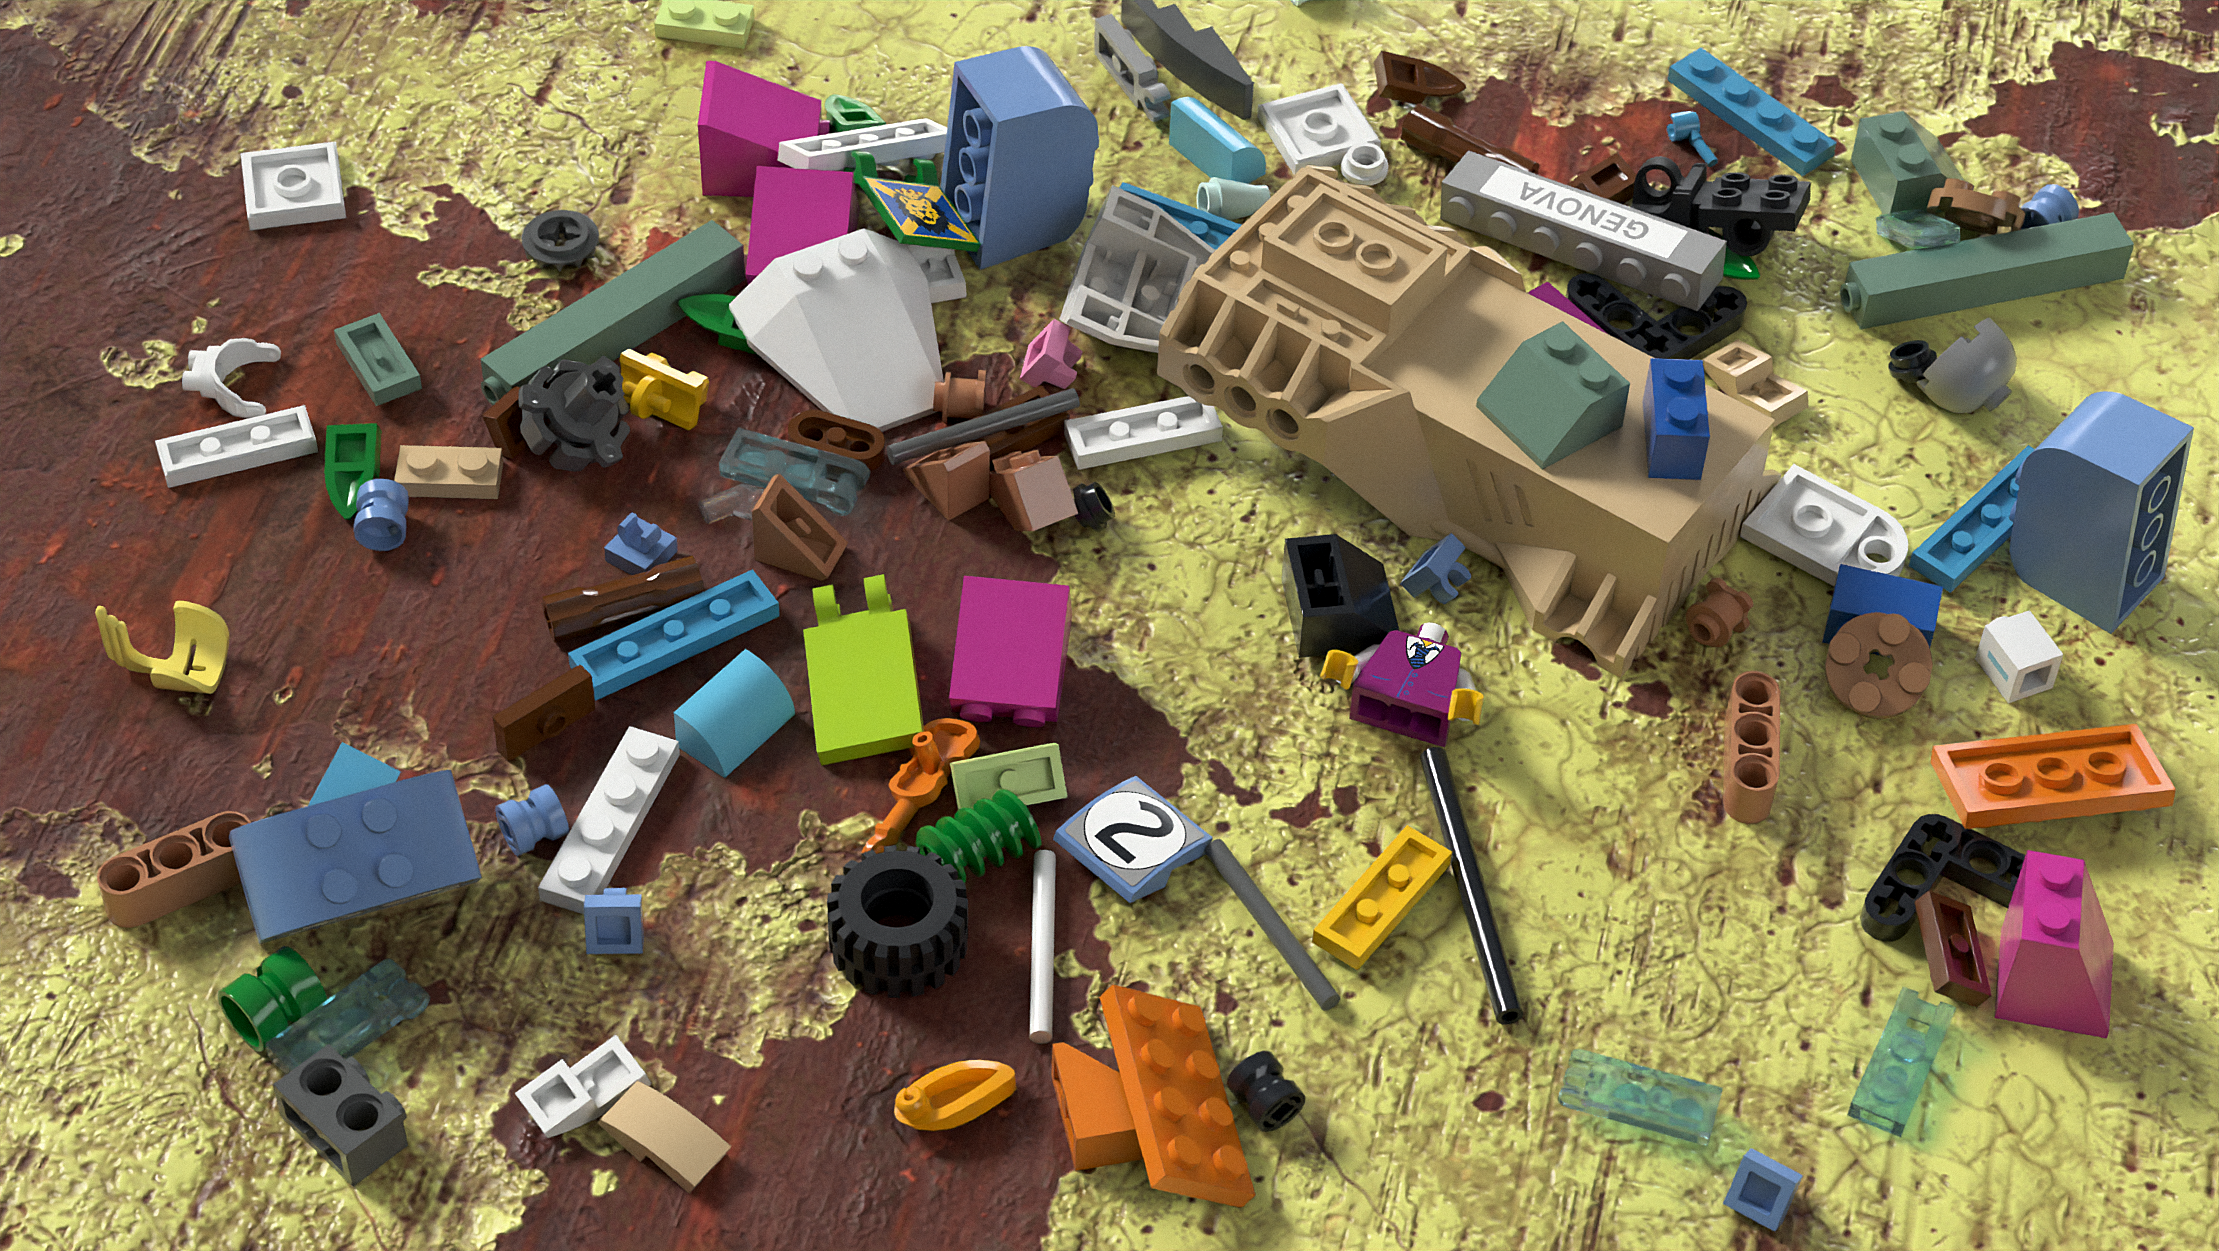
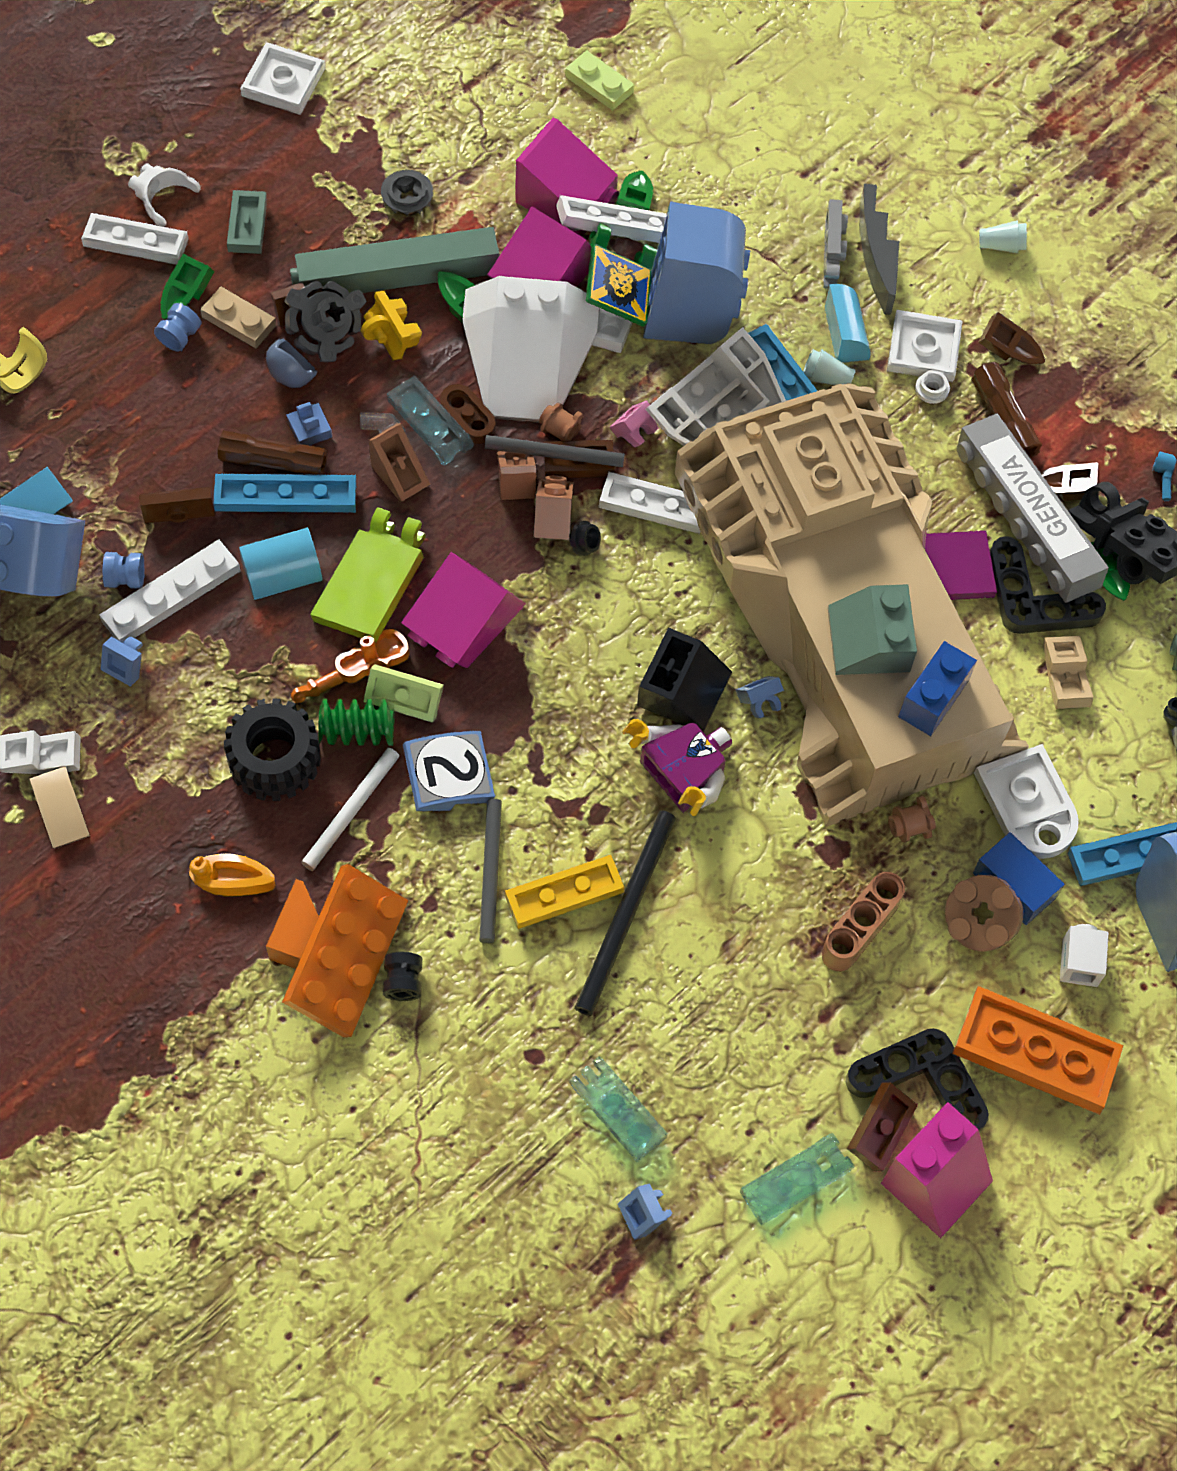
camera: 30 degrees right, 15 degrees up
(566, 490) = (288, 365): none -> sand blue hair

